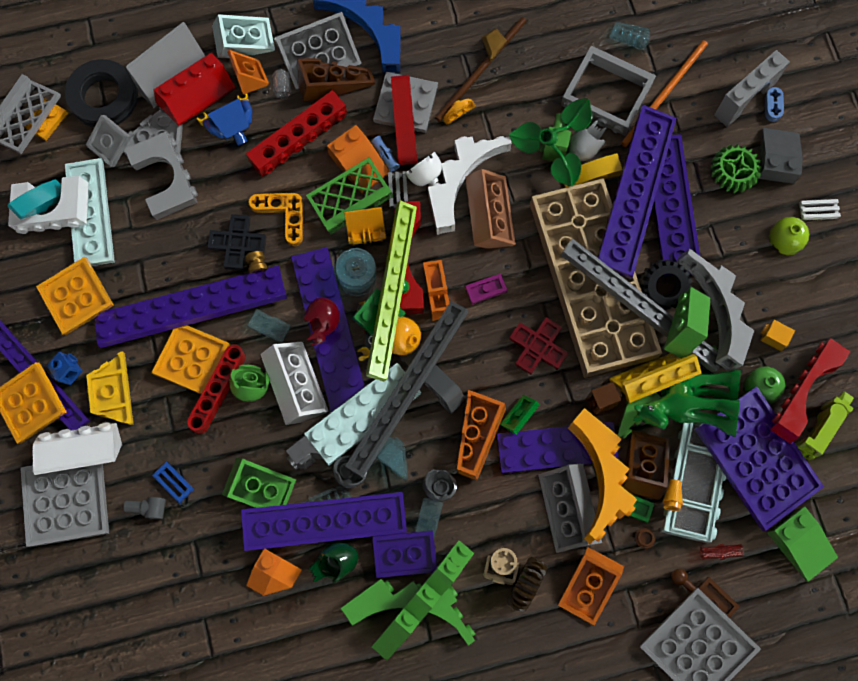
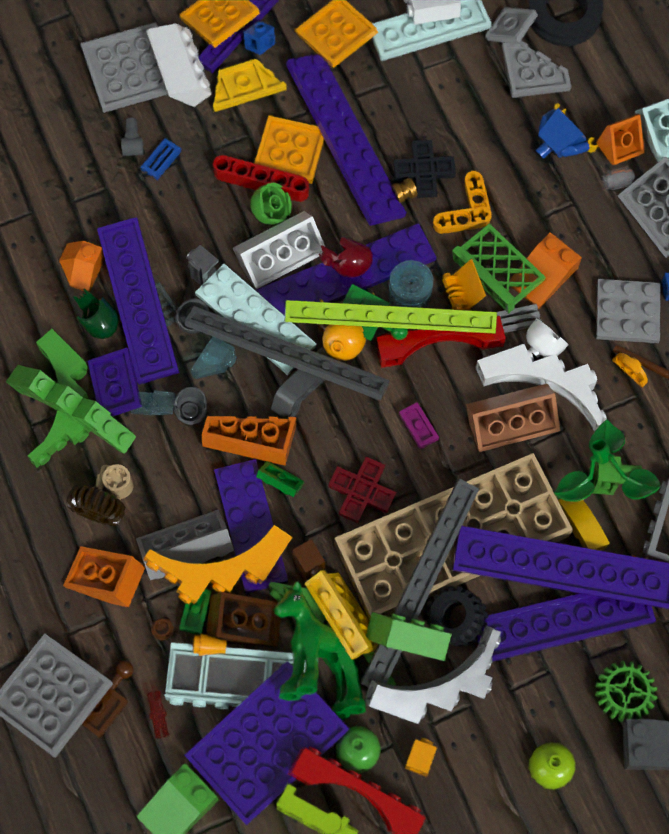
camera: 80 degrees right, 5 degrees down
(164, 60) = (607, 60): light grey slope -> none
(180, 193) = (468, 103): light grey arch -> none
(193, 89) = (587, 92): red slope -> none
(257, 485) = (166, 234): bright green slope -> none
(268, 325) = (338, 215): clear light blue slope -> none
(300, 124) = (559, 194): red brick -> none
(320, 78) = (634, 223): reddish brown wedge -> none
(391, 163) = (558, 297): medium blue pin -> none
(404, 120) = (600, 307): red beam -> none
(436, 288) = (411, 373): orange slope -> none
(586, 142) = (612, 509): light grey helmet -> none
(805, 206) = (591, 782): white tile -> none

